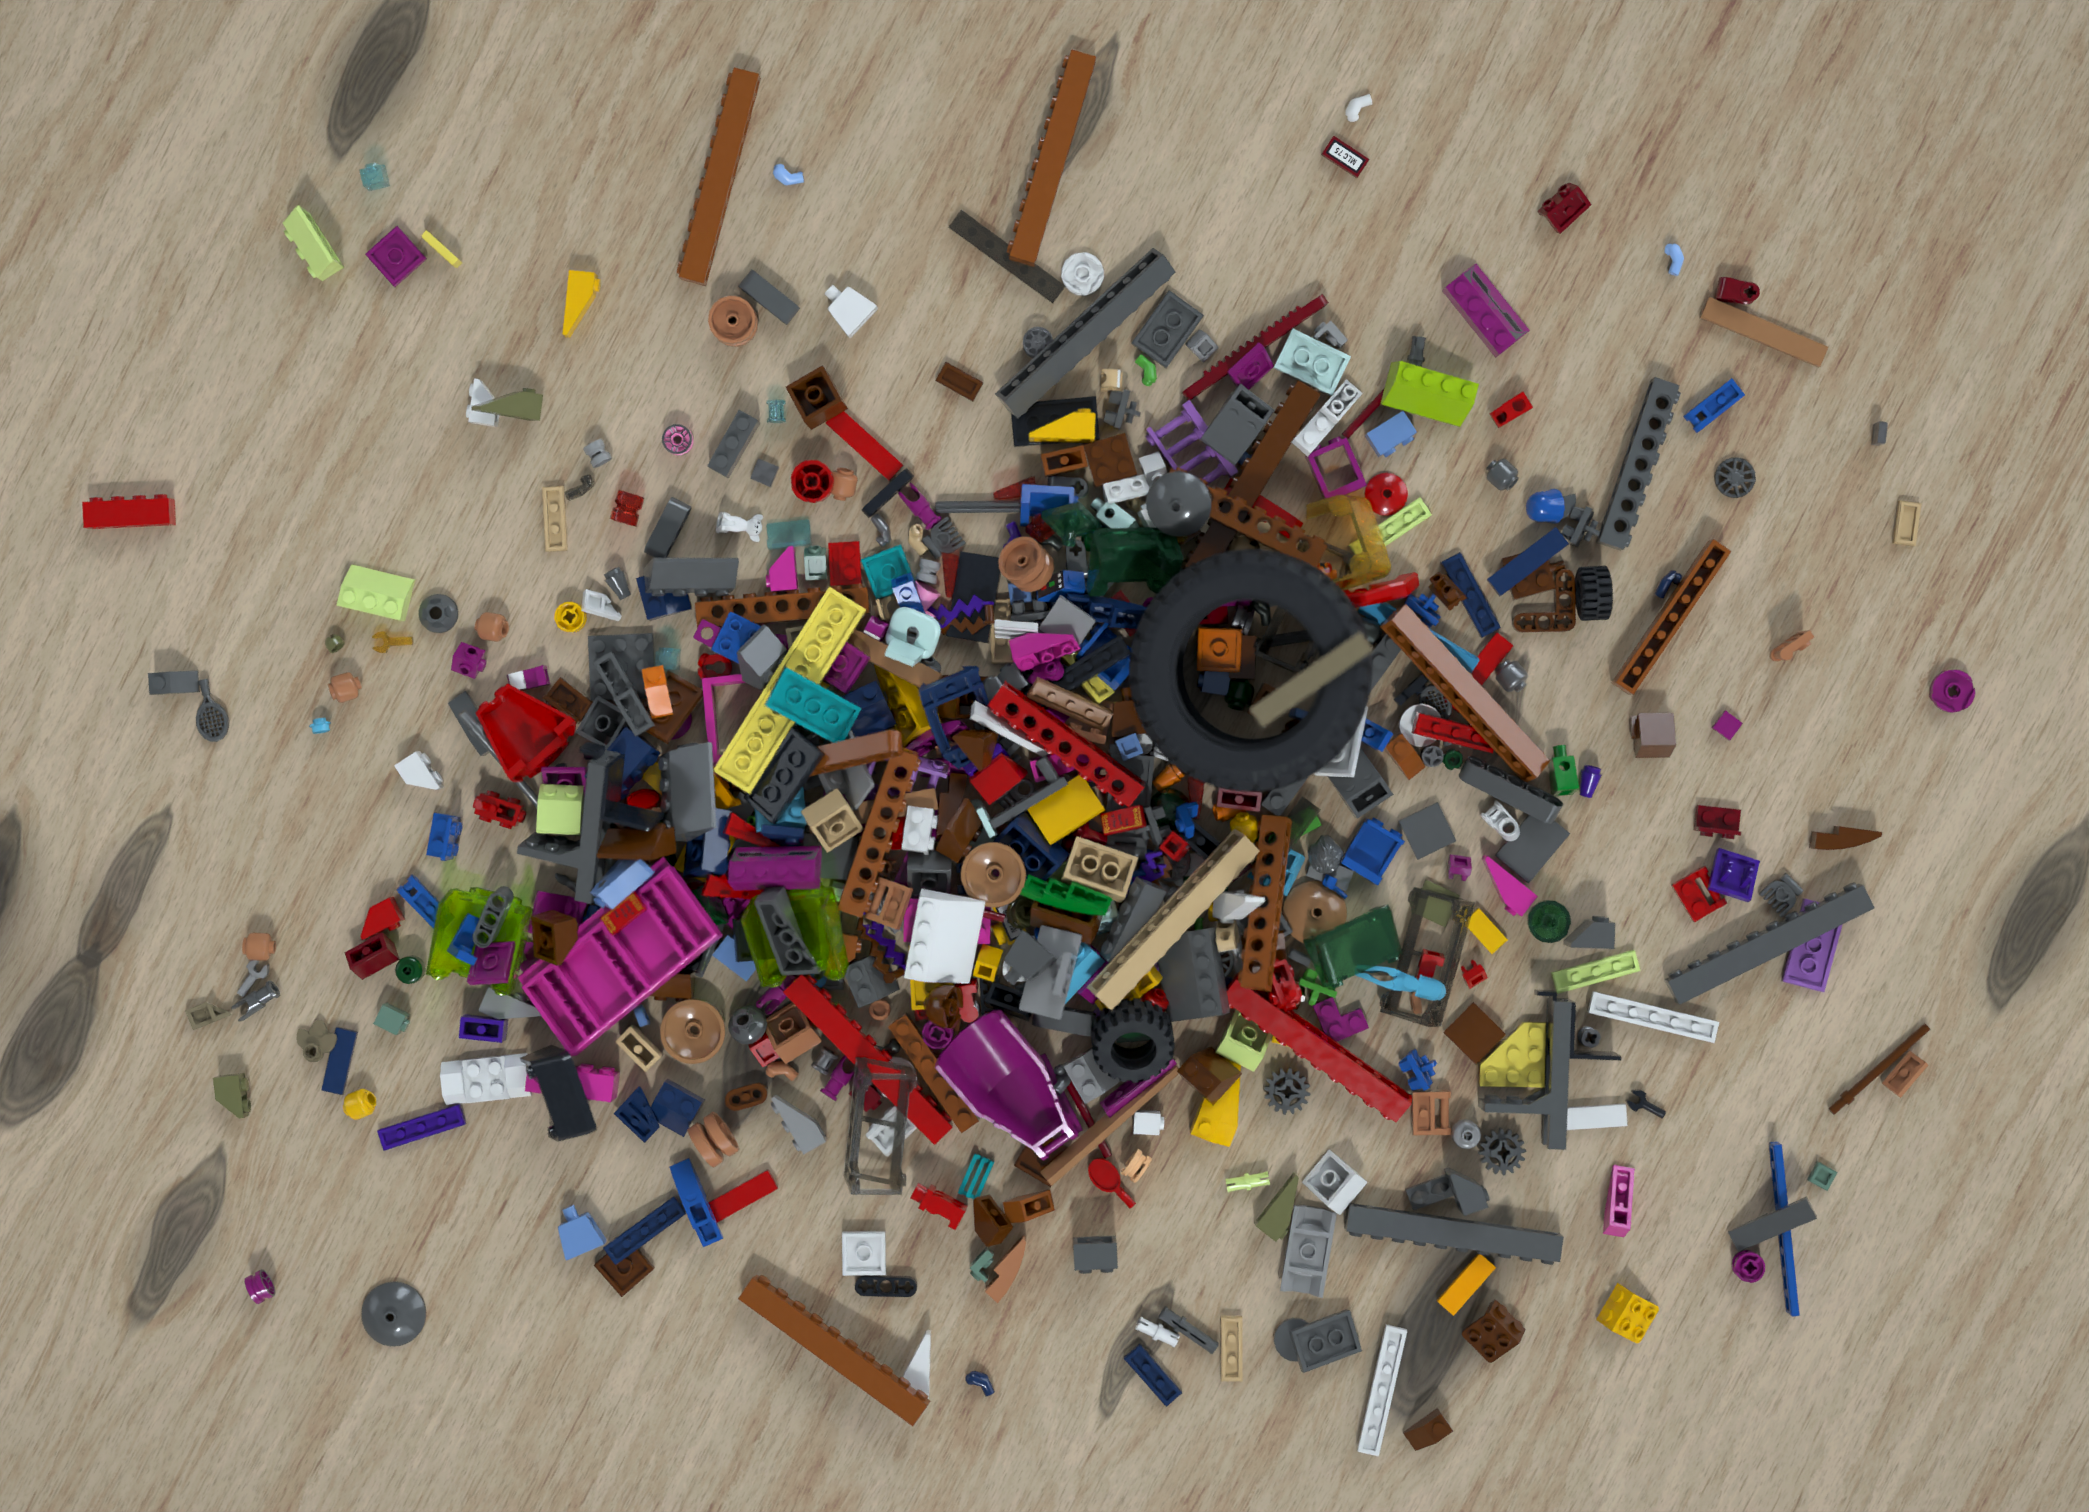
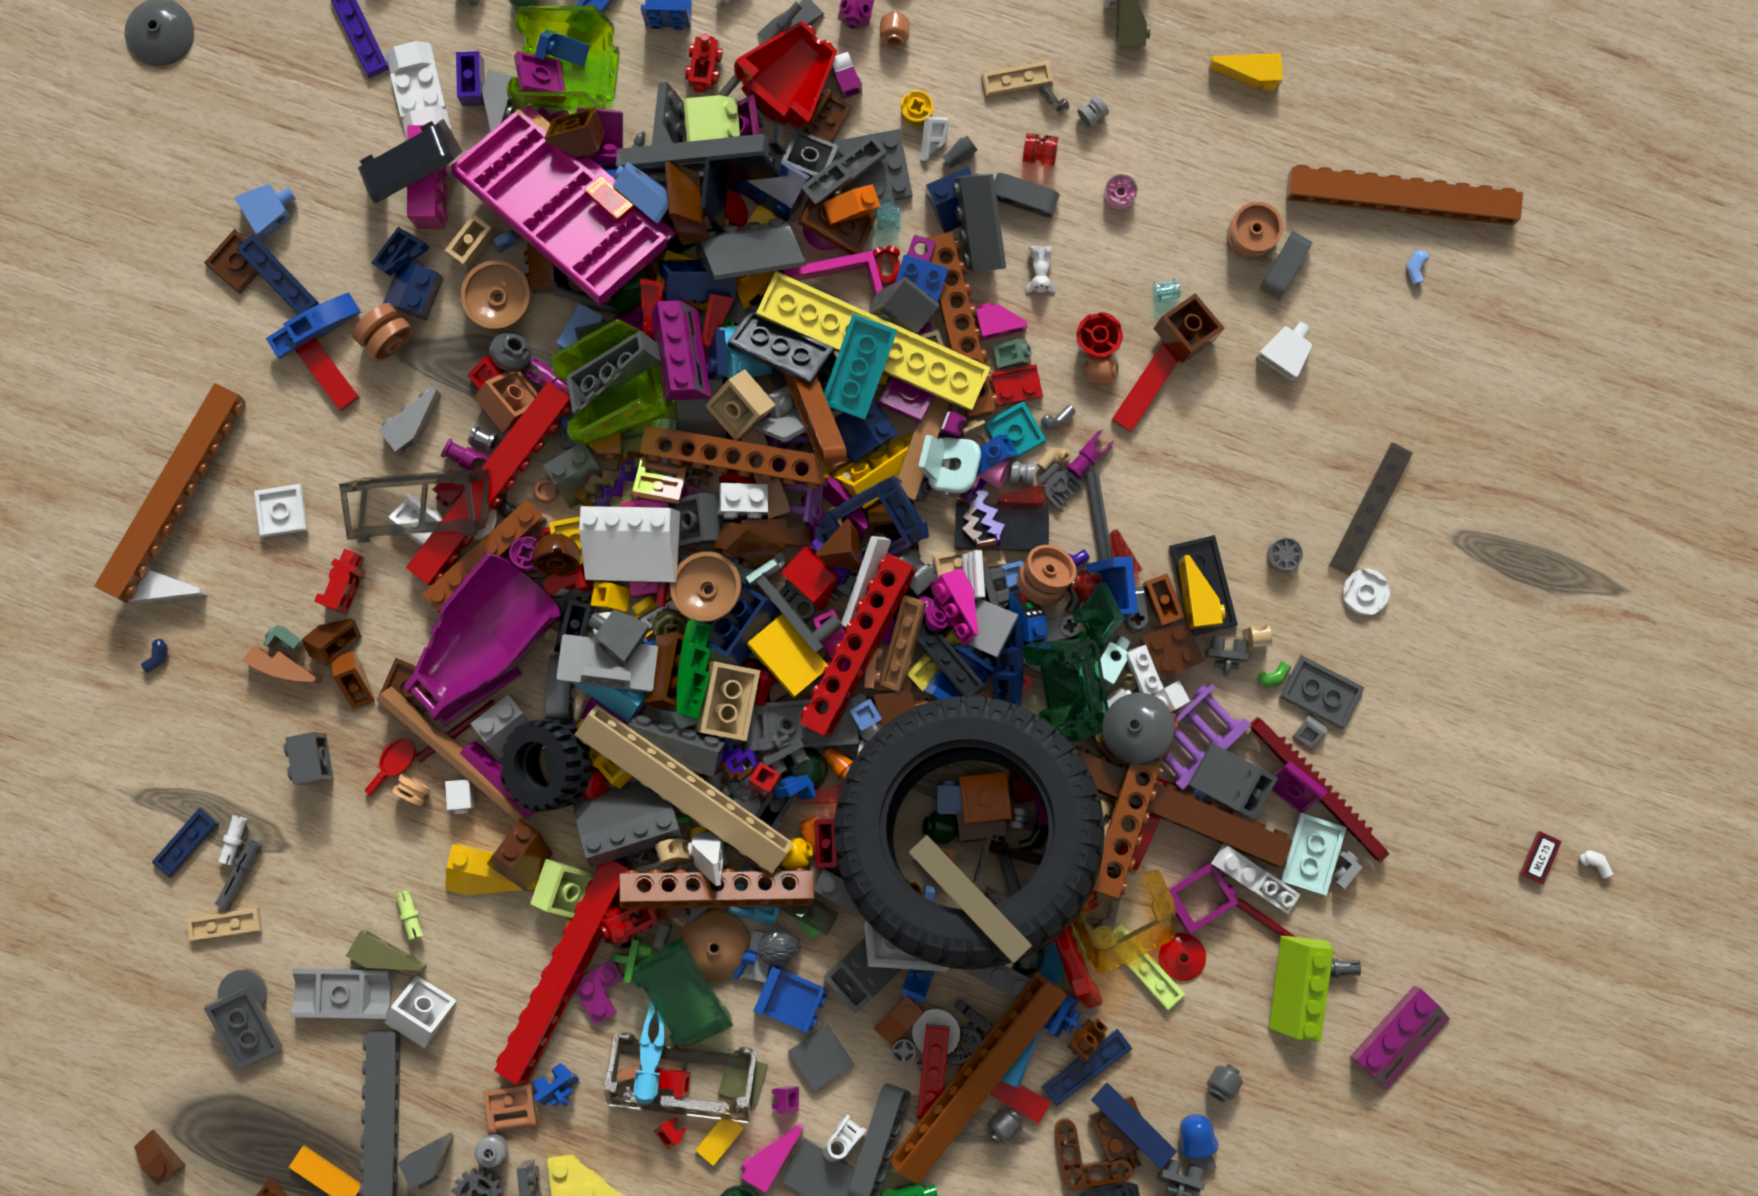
camera: 80 degrees right, 5 degrees down
(487, 923) = (589, 69): dark grey beam -> none
(733, 444) = (1125, 250): dark grey brick -> none
(746, 1096) = (433, 363): reddish brown plate -> none
(764, 472) = (1099, 287): flat silver tile -> none
(779, 1068) = (468, 392): nougat arm -> none
(788, 534) = (1039, 322): clear light blue panel -> none
(887, 493) = (1099, 418): black beam -> none
(901, 1291) = (245, 557): black beam -> none
(959, 381) = (1229, 478): reddish brown tile -> none
(969, 1193) = (359, 613): teal tile -> none
(1052, 157) = (1485, 541): dark orange brick -> none
(1063, 1079) = (493, 696): dark grey arm -> none
(1085, 333) = (1305, 603): dark grey brick -> none
(1123, 820) = (784, 719): red tile -> none
(1285, 1100) = (514, 933): dark grey gear -> none
(1382, 1390) = (196, 1099): white plate -> none
(1390, 434) = (1249, 952): medium blue brick -> none
(1429, 1192) = (422, 1119): dark grey tile -> none
(1457, 755) = (903, 1080): dark green plate -> none
(1474, 1033) = (604, 1144): reddish brown slope -> none
(1511, 409) = (1297, 1082): red leg -> none
(1564, 207) = (1529, 1108): dark red bracket -> none

